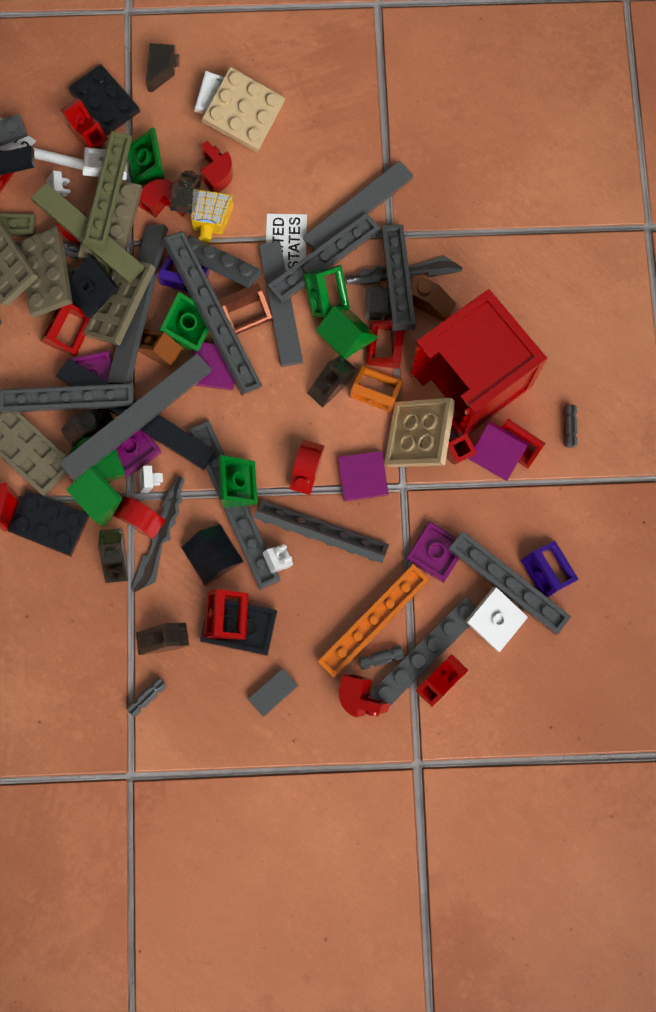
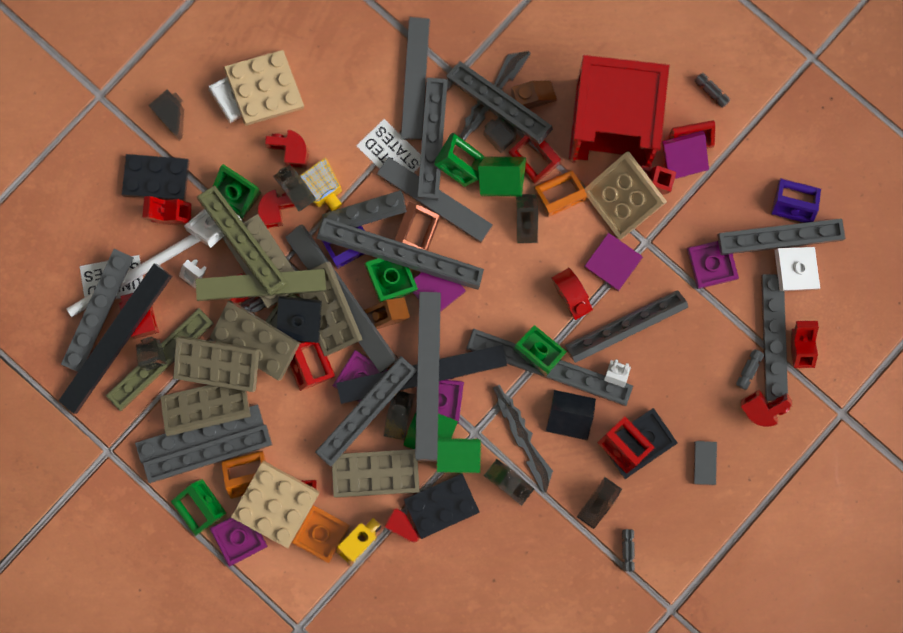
camera: 40 degrees left, 5 degrees up
(139, 517) = (500, 439): red brick -> none
(148, 479) = (477, 410): white tile -> none
(373, 621) = (721, 350): orange plate -> none

